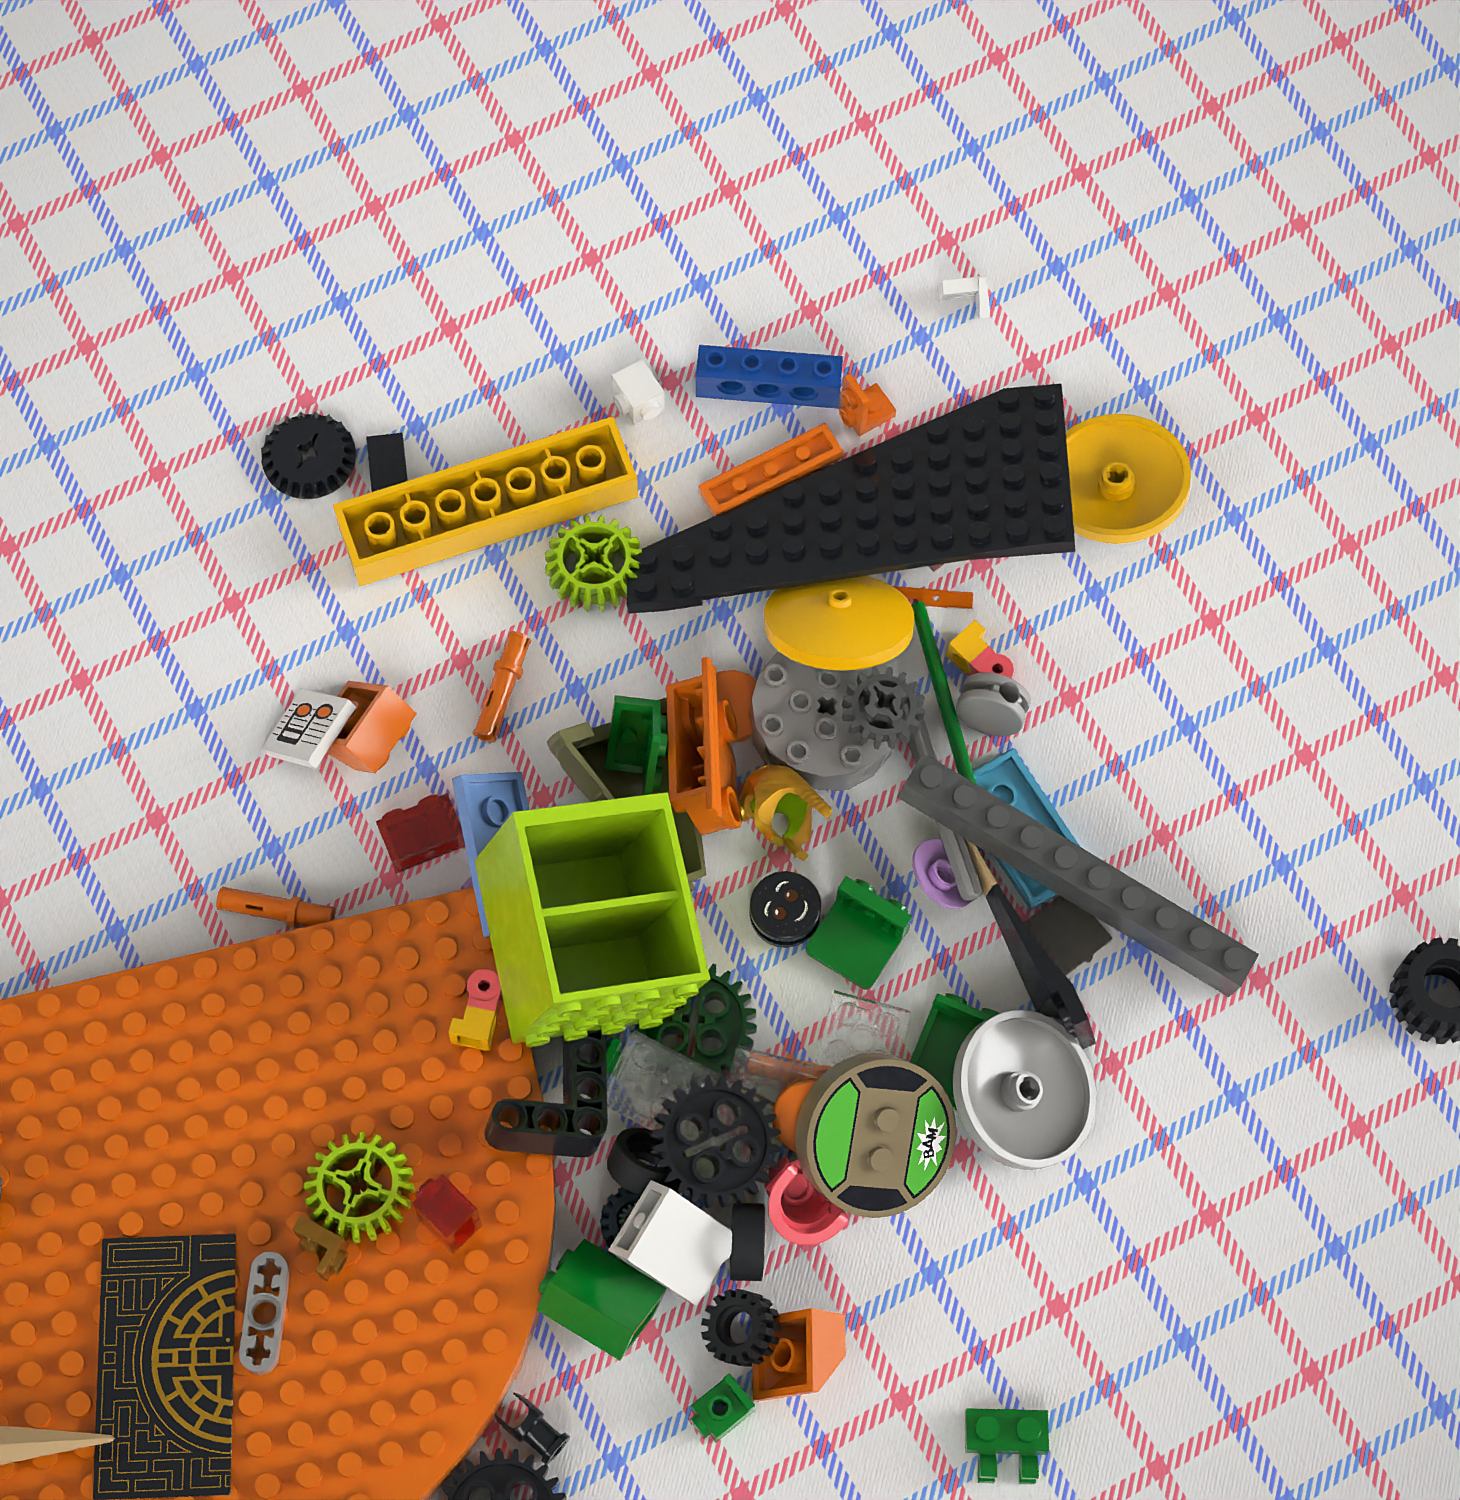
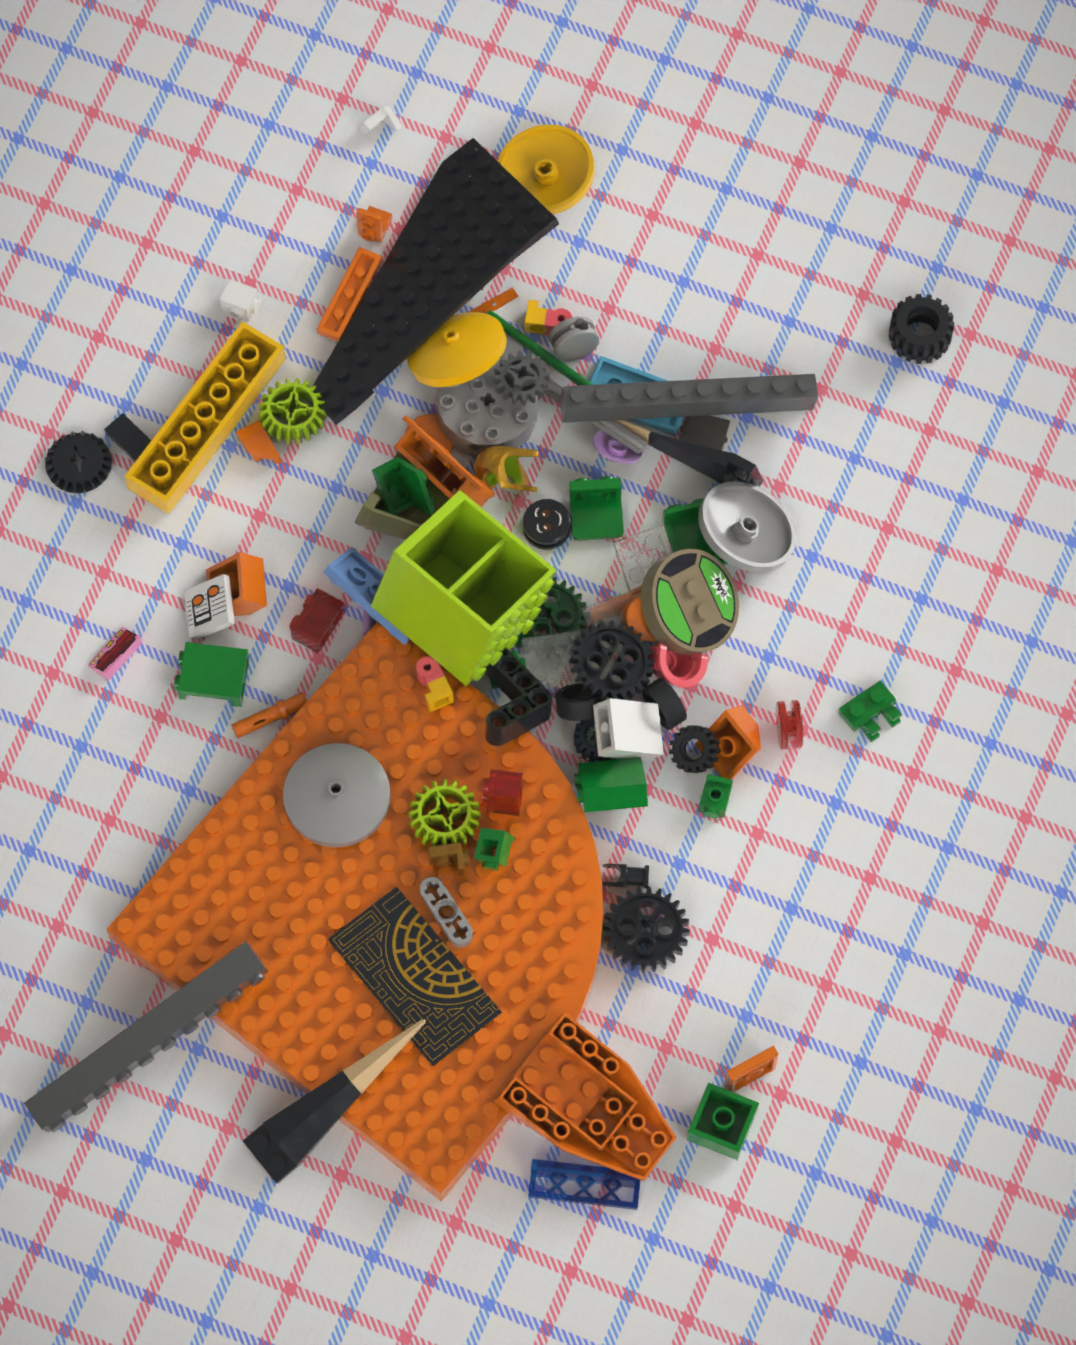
camera: 35 degrees left, 0 degrees up
(165, 707) = (115, 653): none -> slope
(250, 810) = (212, 672): none -> green panel
(261, 1100) = (336, 817): none -> light grey dish
(381, 1274) = (488, 842): none -> green brick
(507, 671) = (292, 503): orange pin -> none
(525, 572) = (258, 443): none -> orange slope
(768, 376) = (307, 242): blue brick -> none
(883, 1384) = (789, 724): none -> clear red head

